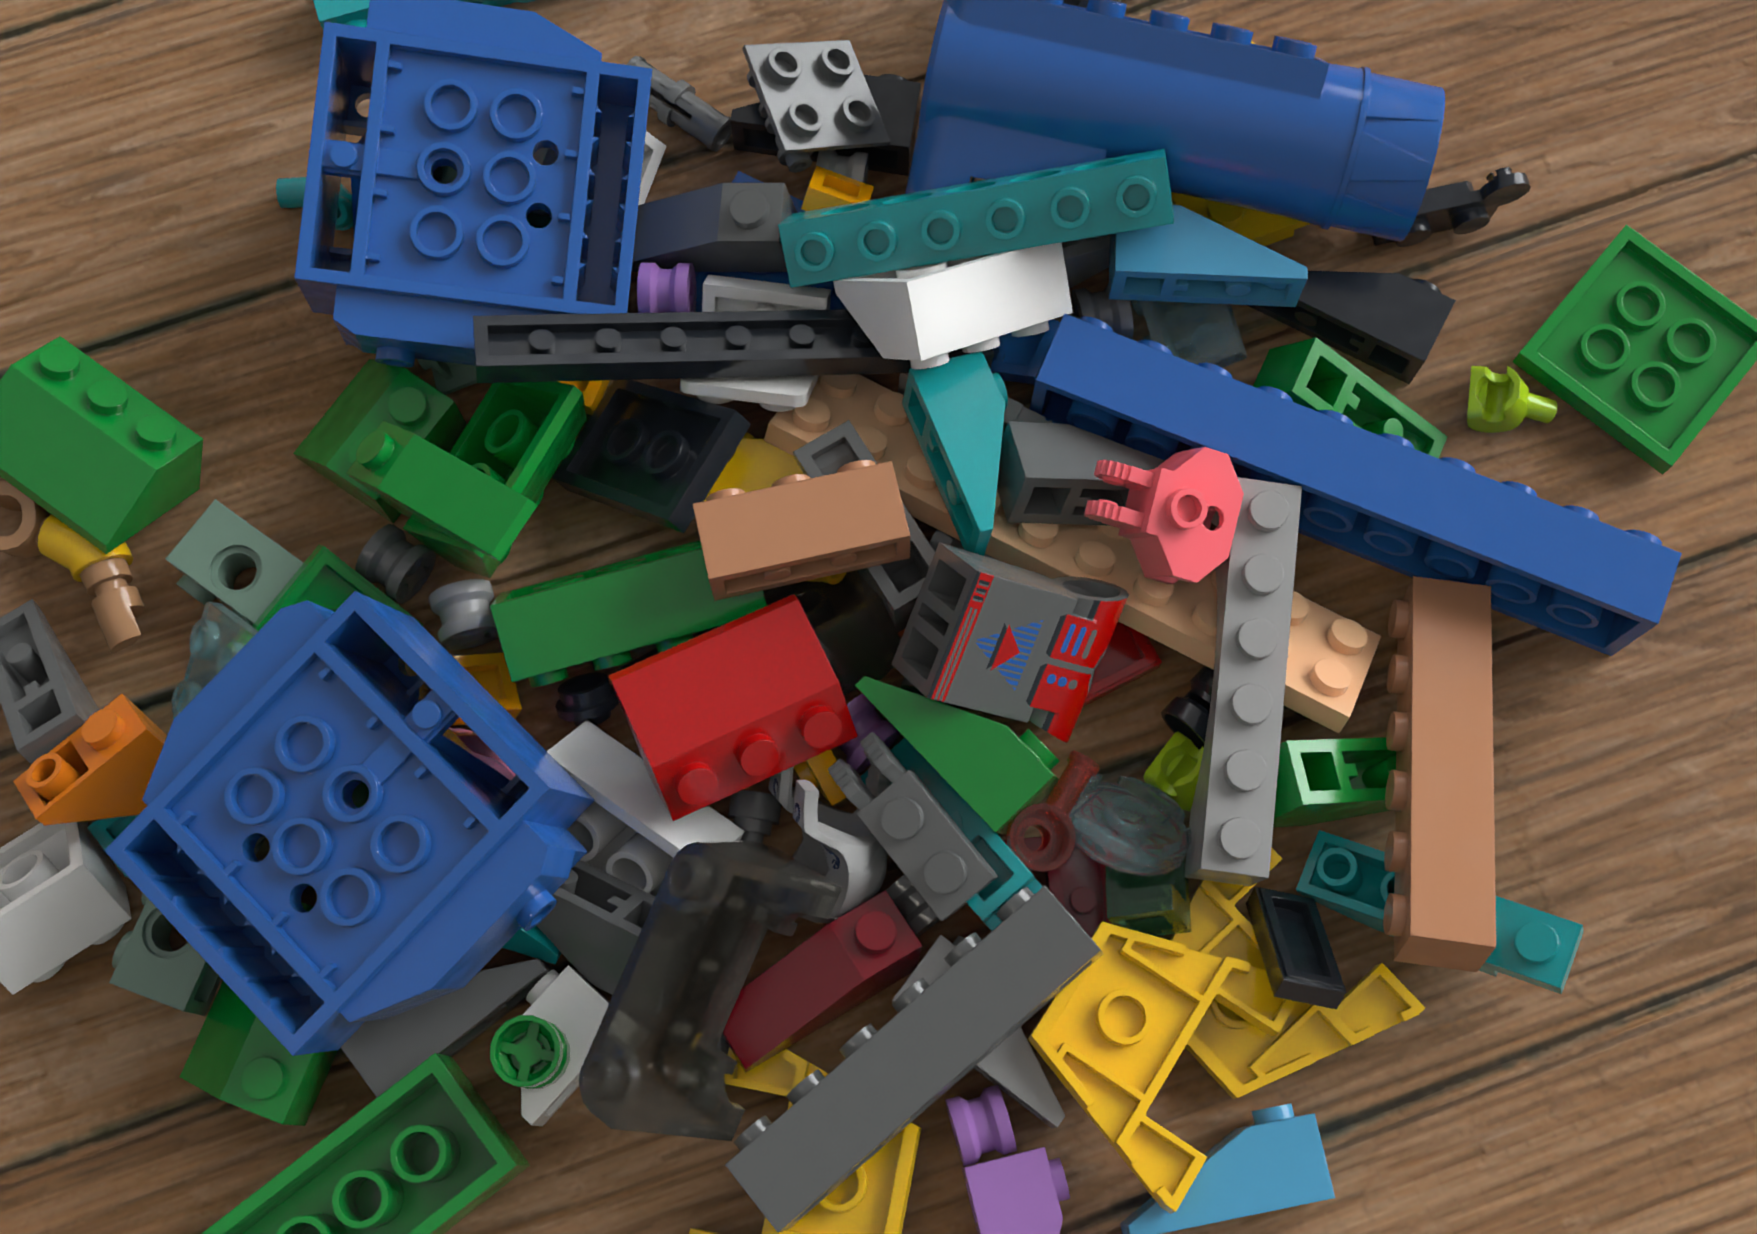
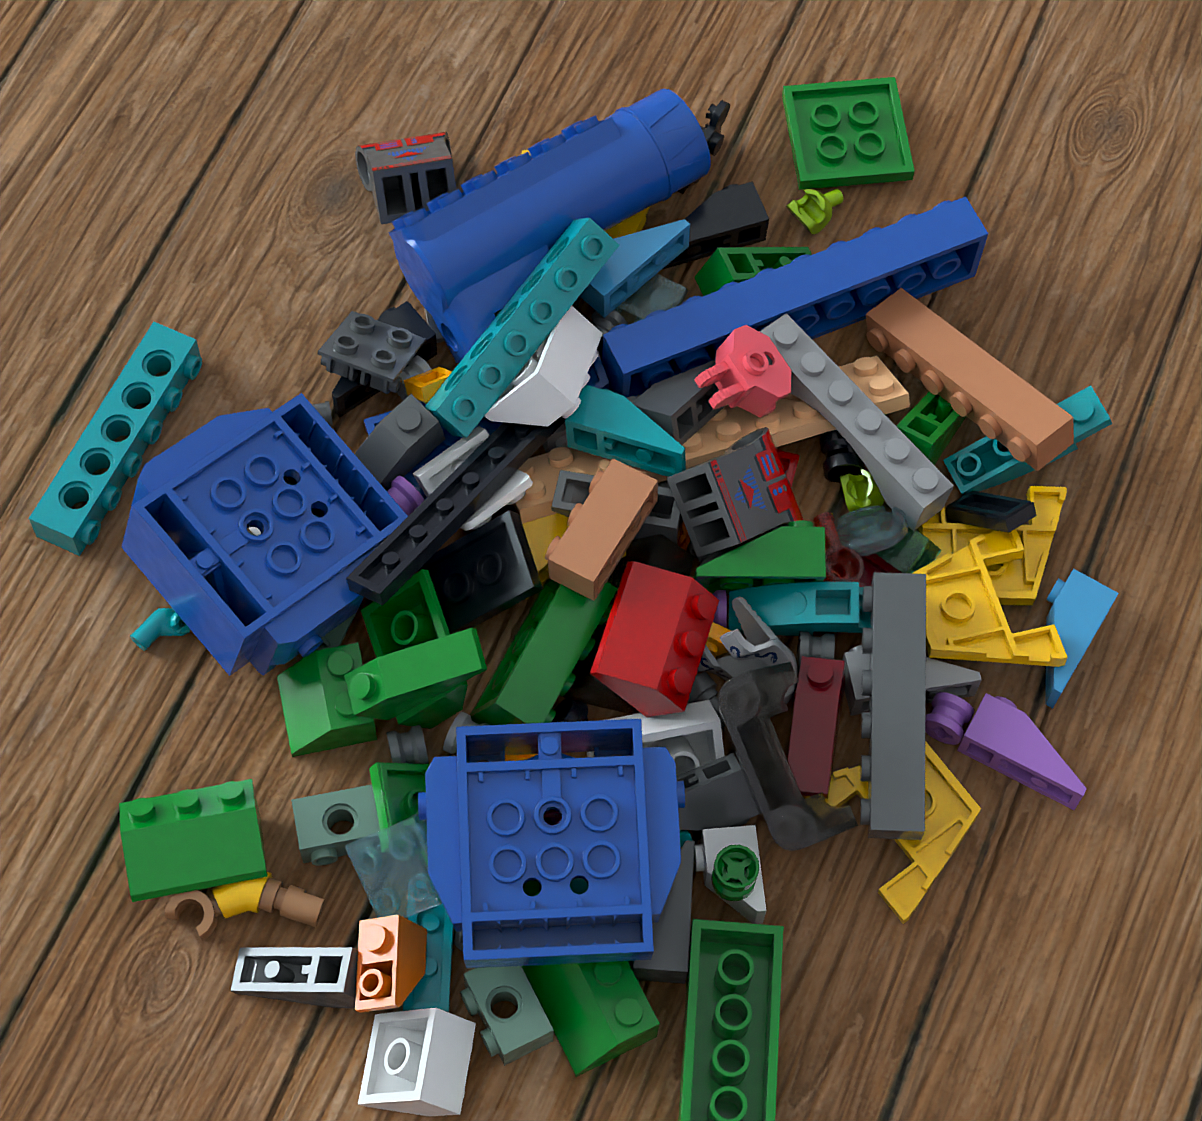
camera: 50 degrees left, 10 degrees down
(916, 831) = (791, 612): dark grey hinge -> none

